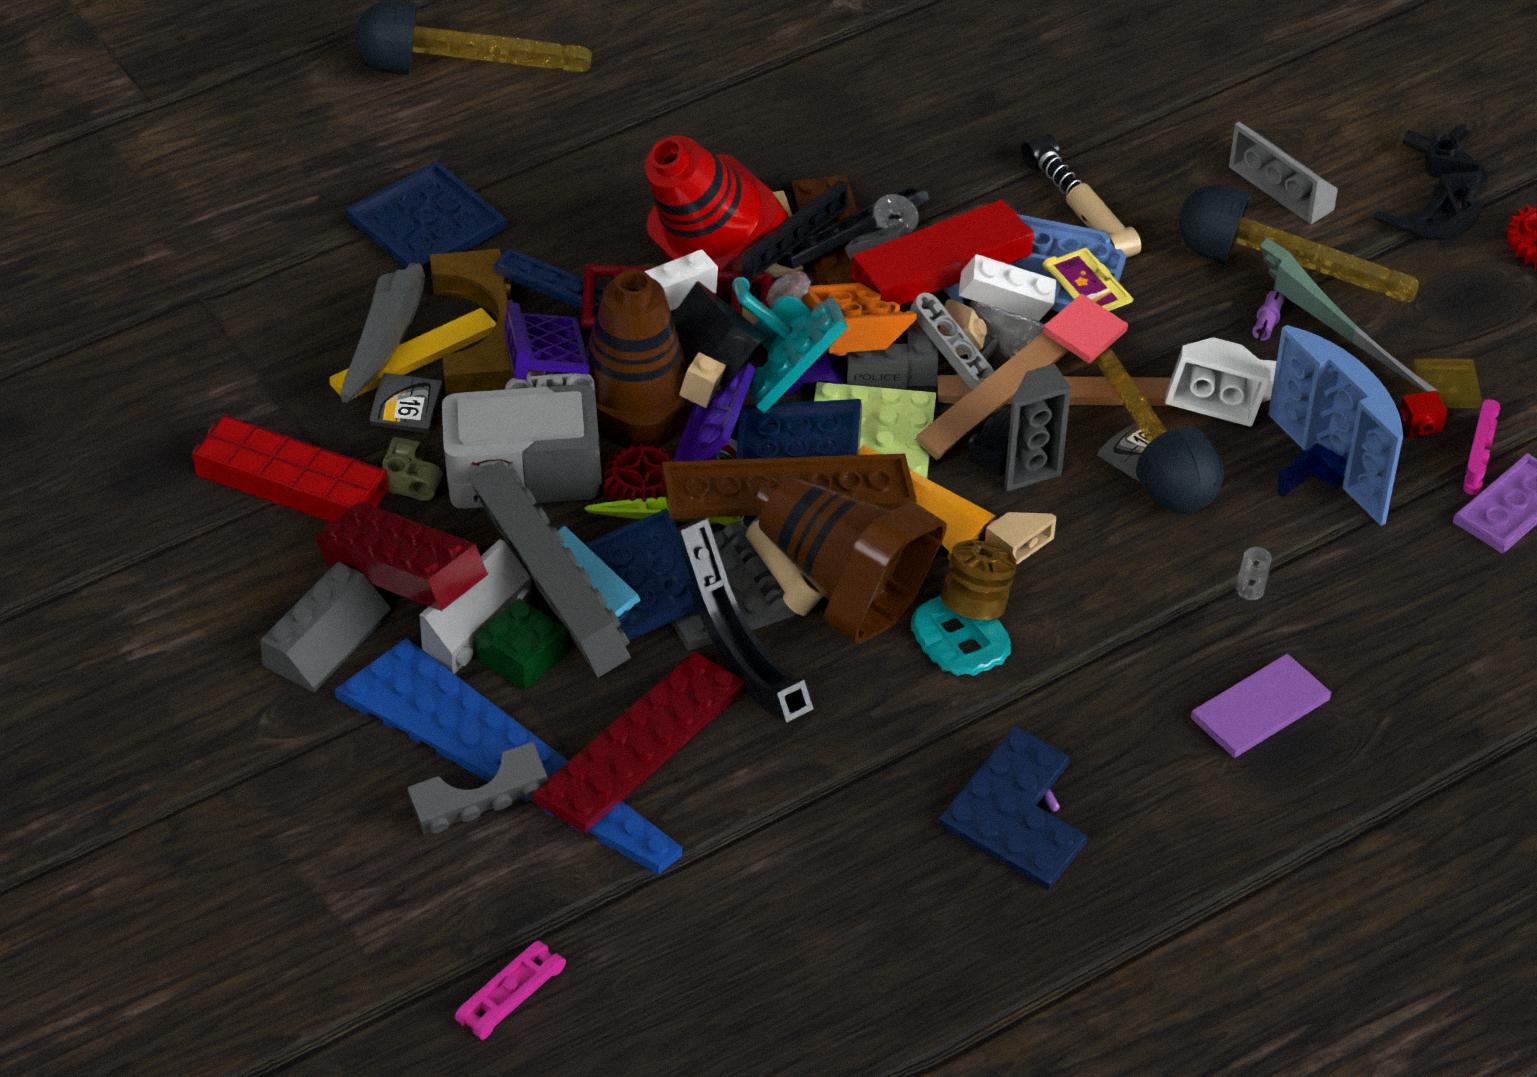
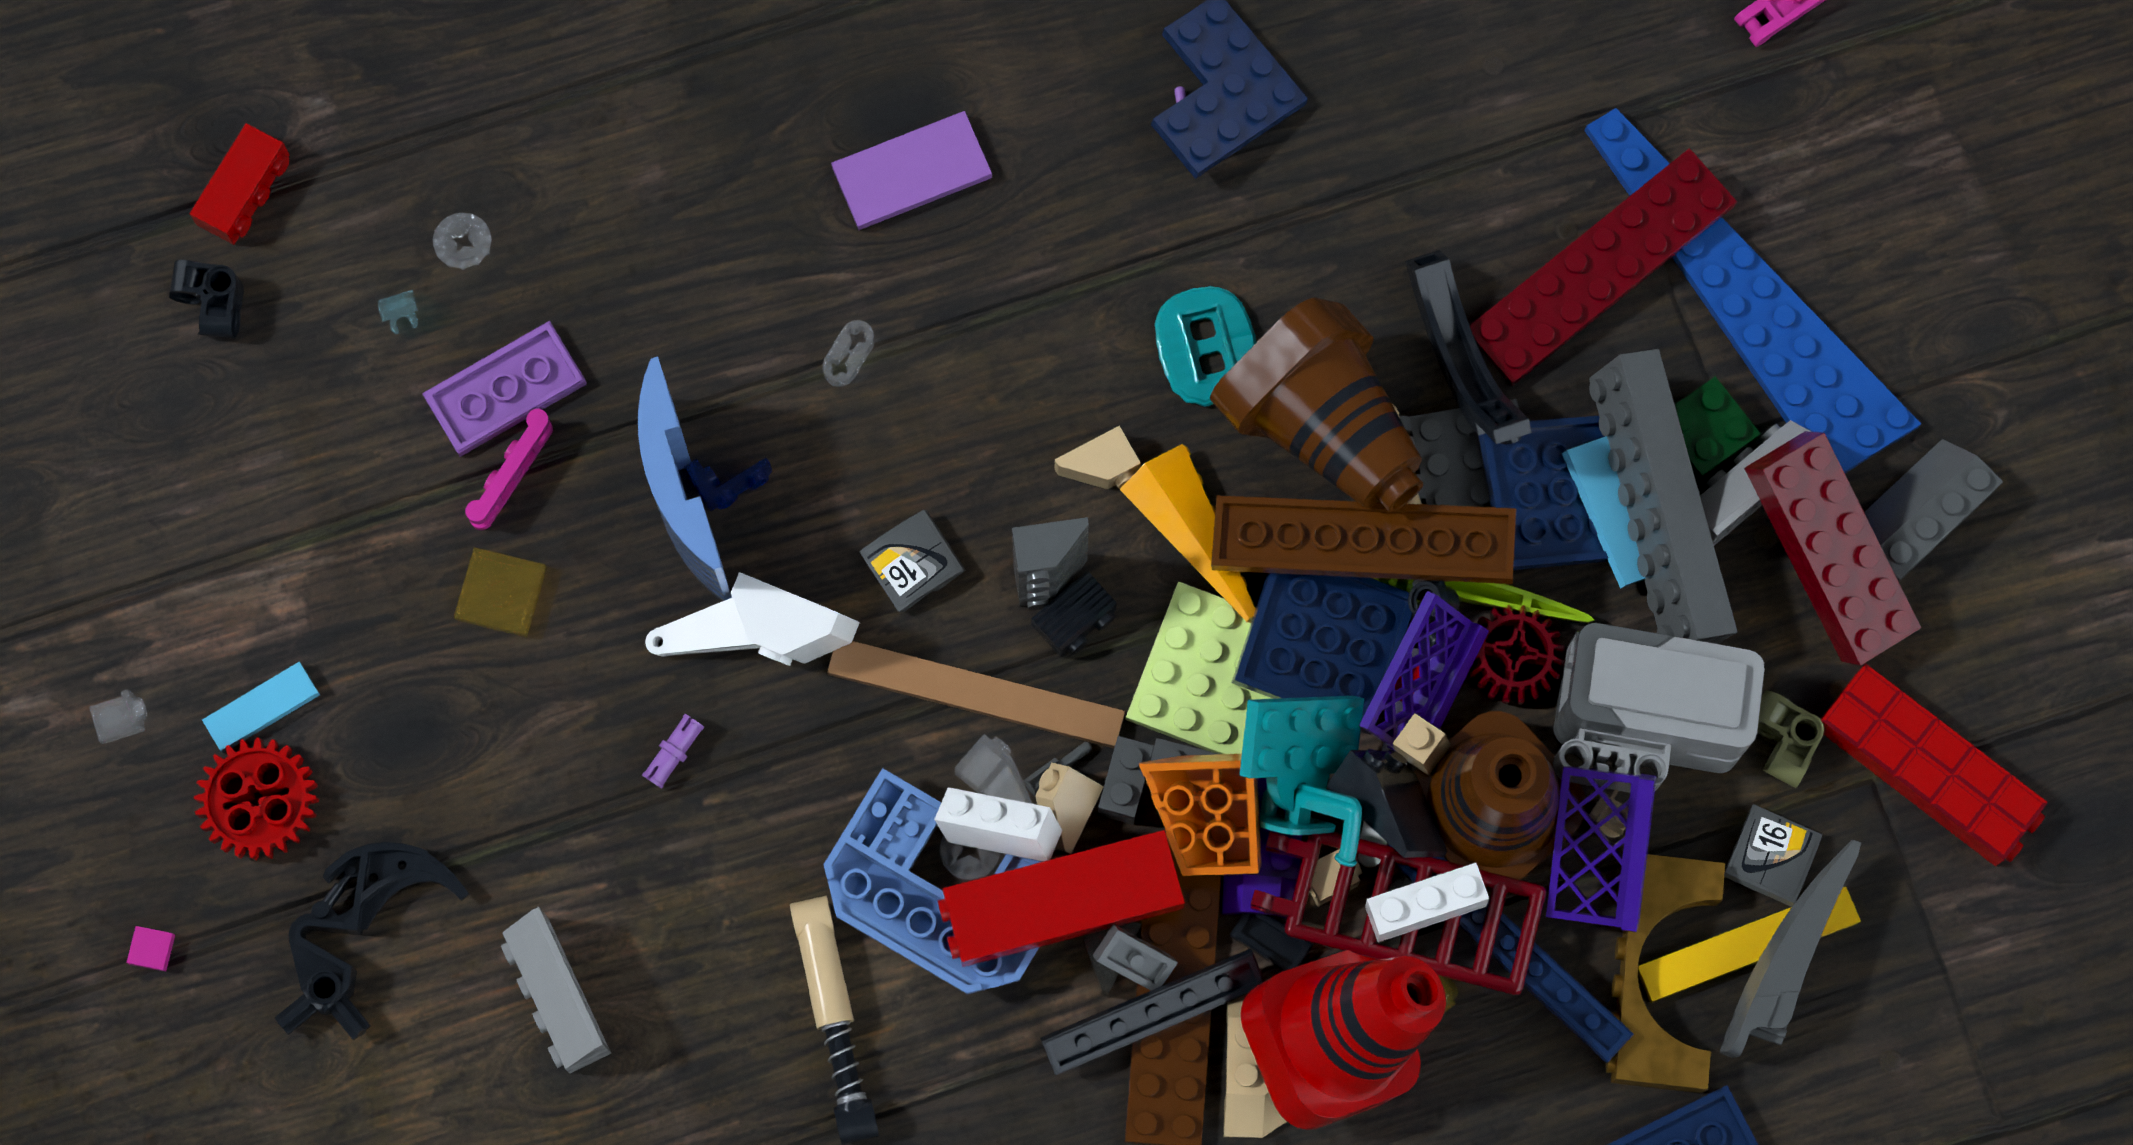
camera: 165 degrees left, 30 degrees up
(440, 804) = (1833, 227): dark grey arch -> none
(789, 284) = (1293, 866): clear gear -> none
(794, 230) = (1234, 995): black tile -> none
(896, 205) = (1106, 982): clear gear -> none
(949, 344) = (1095, 752): light grey beam -> none
(978, 580) = (1189, 394): pearl gold wheel -> none
(988, 396) = (1040, 688): medium nougat tile -> none
(1084, 274) = (888, 807): door -> none
(1085, 328) = (927, 724): coral tile -> none
(1177, 465) = (885, 479): black piece -> none
(1215, 220) = (685, 891): piece -> none
(1302, 290) = (620, 771): sand green plate -> none
(1422, 414) = (557, 537): red brick -> none

